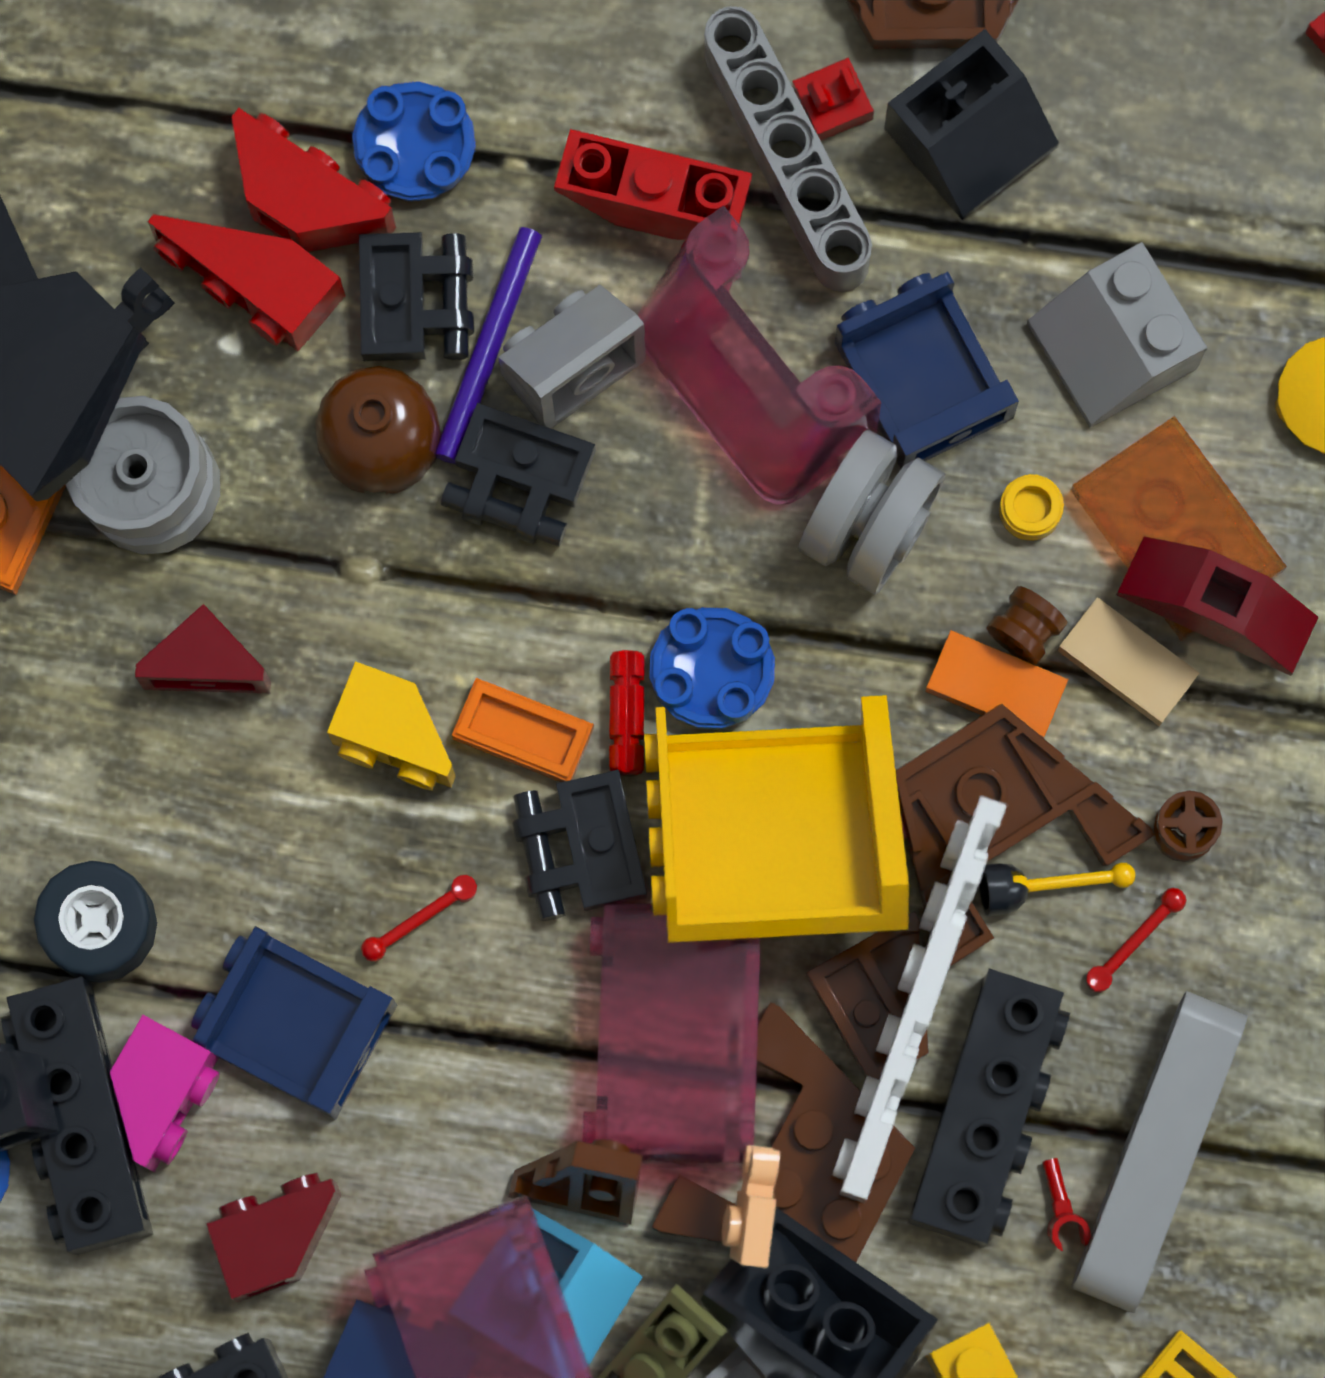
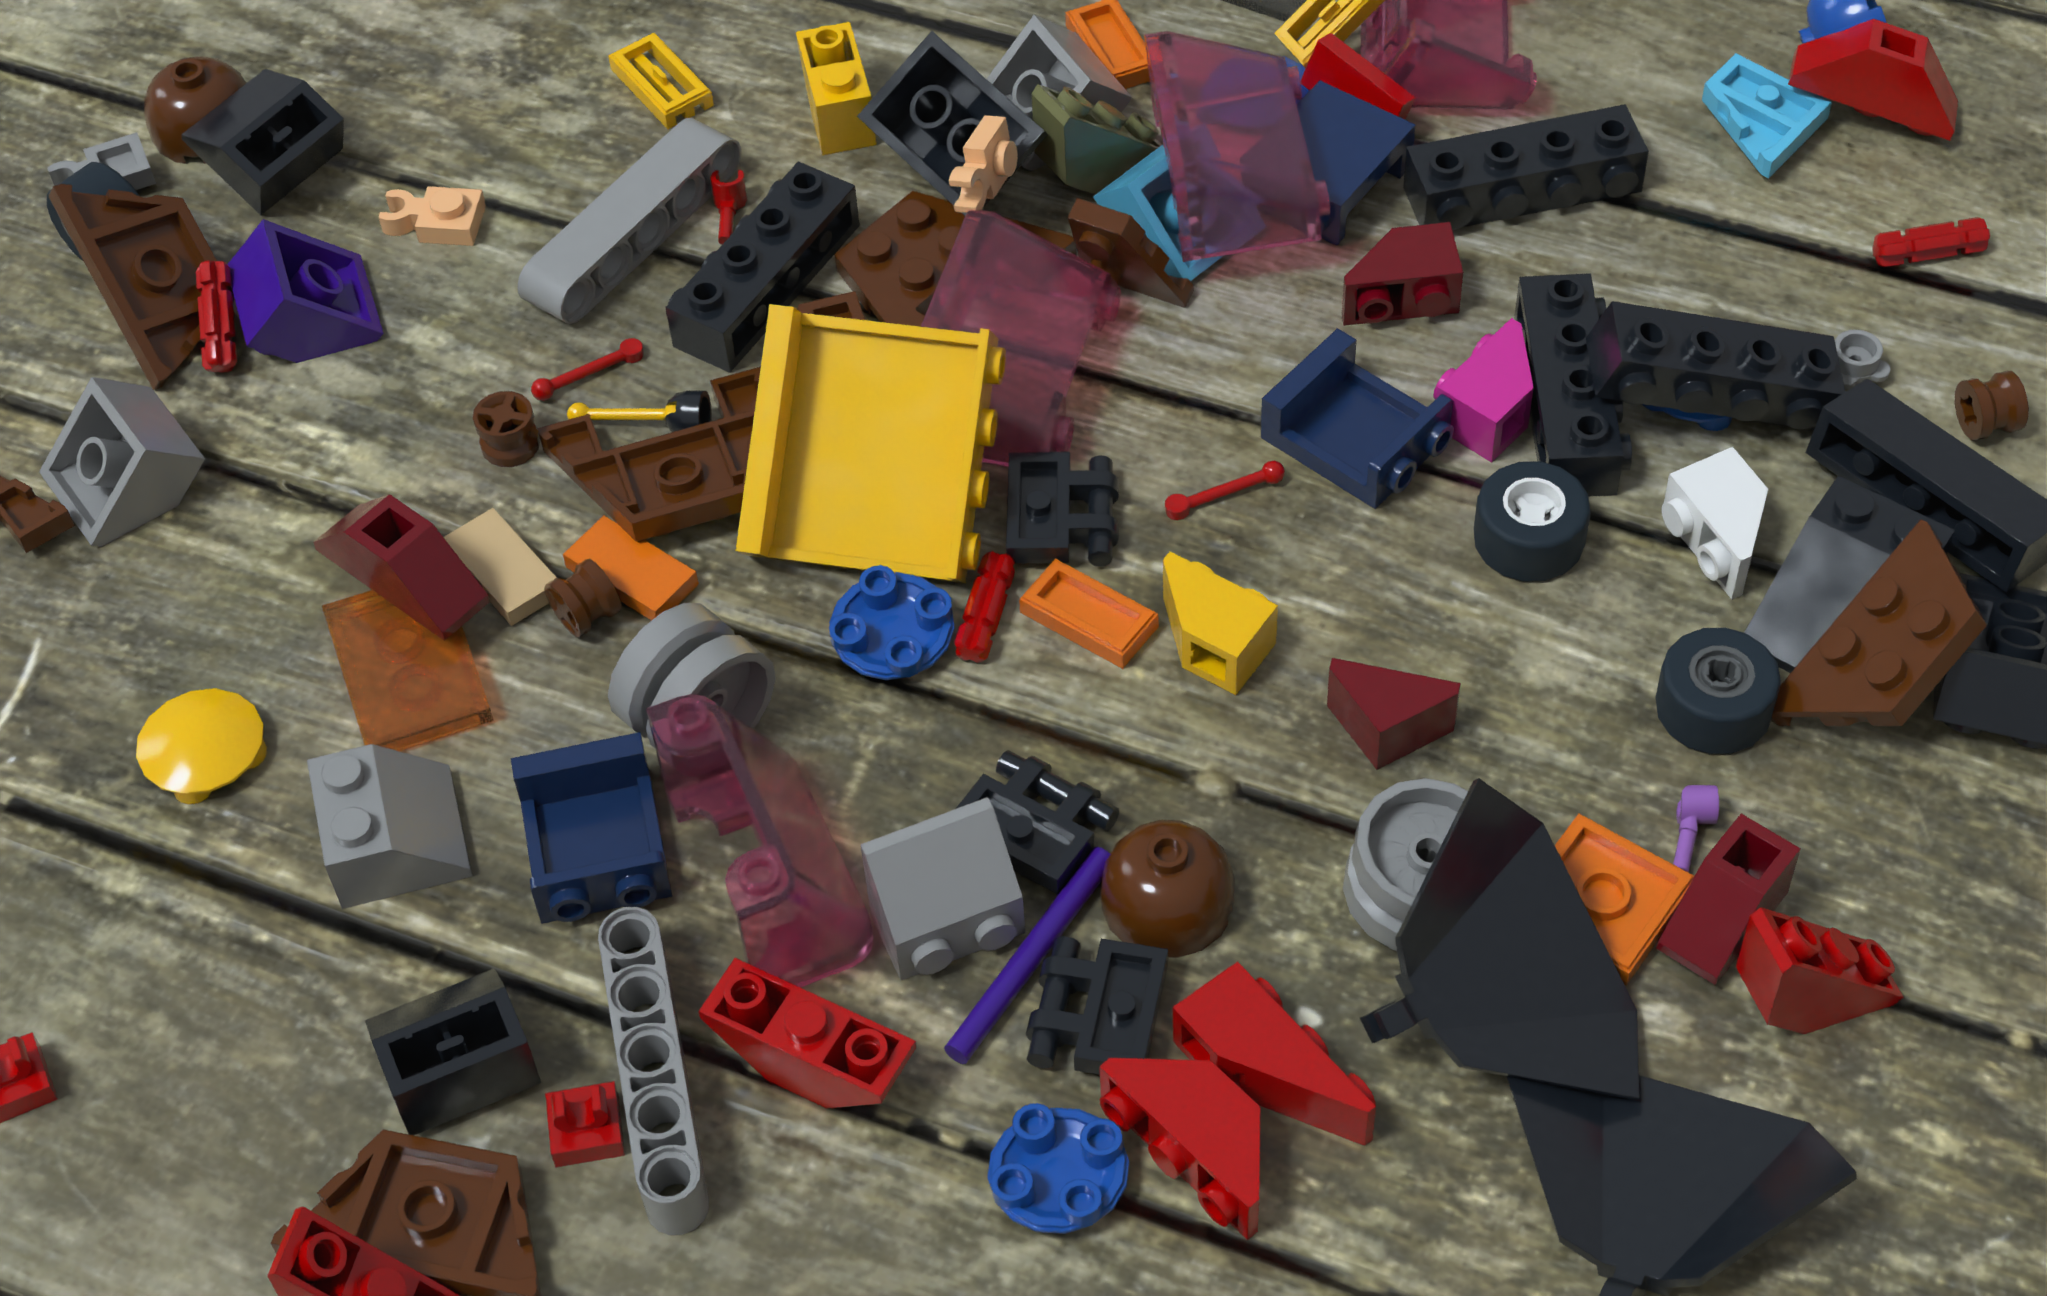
camera: 165 degrees left, 25 degrees down
(923, 981) = (720, 339): white wing -> none
(1031, 507) = (537, 707): yellow tile -> none

